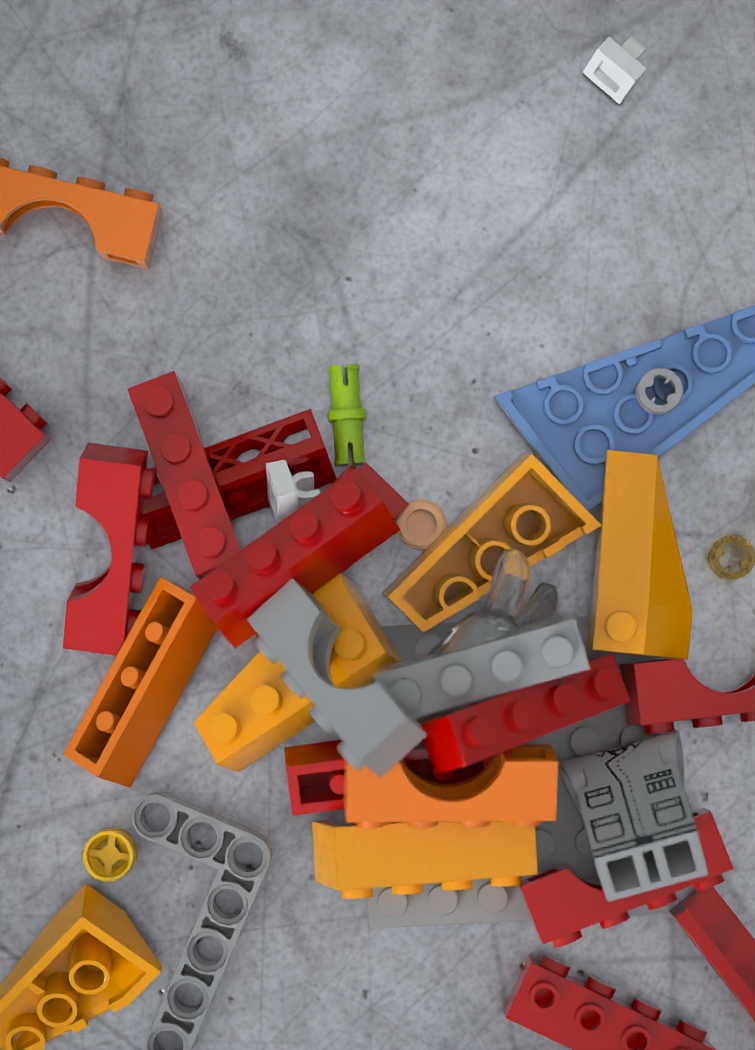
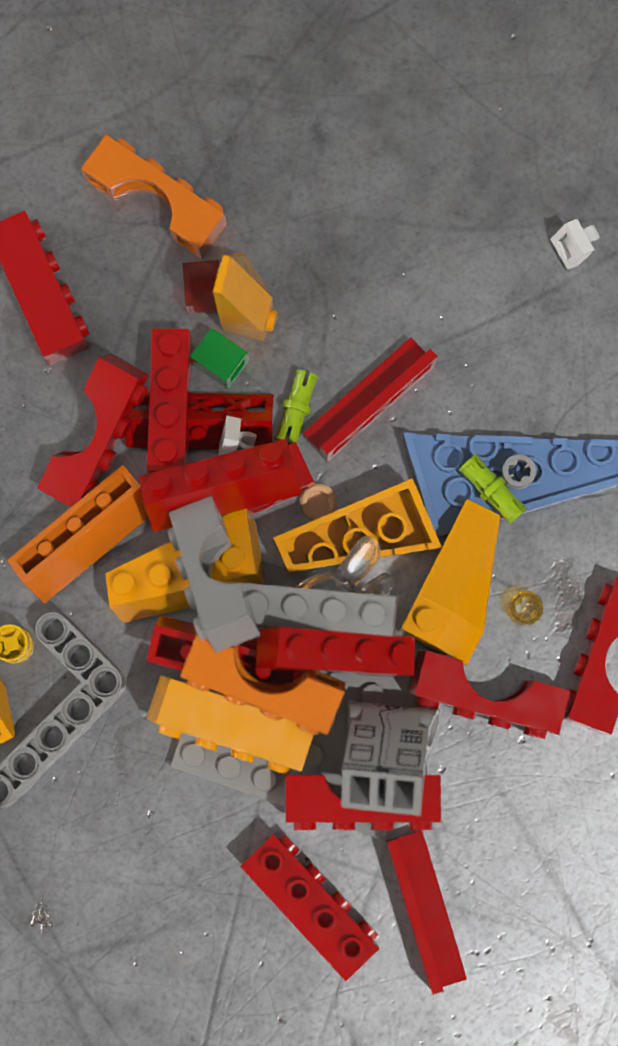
camera: 25 degrees right, 5 degrees down
(167, 307) = (199, 285): none -> clear red panel
(225, 390) = (219, 358): none -> green panel
(230, 305) = (243, 299): none -> light orange wedge
(434, 367) = (370, 398): none -> red fence
(635, 425) = (492, 489): none -> lime pin

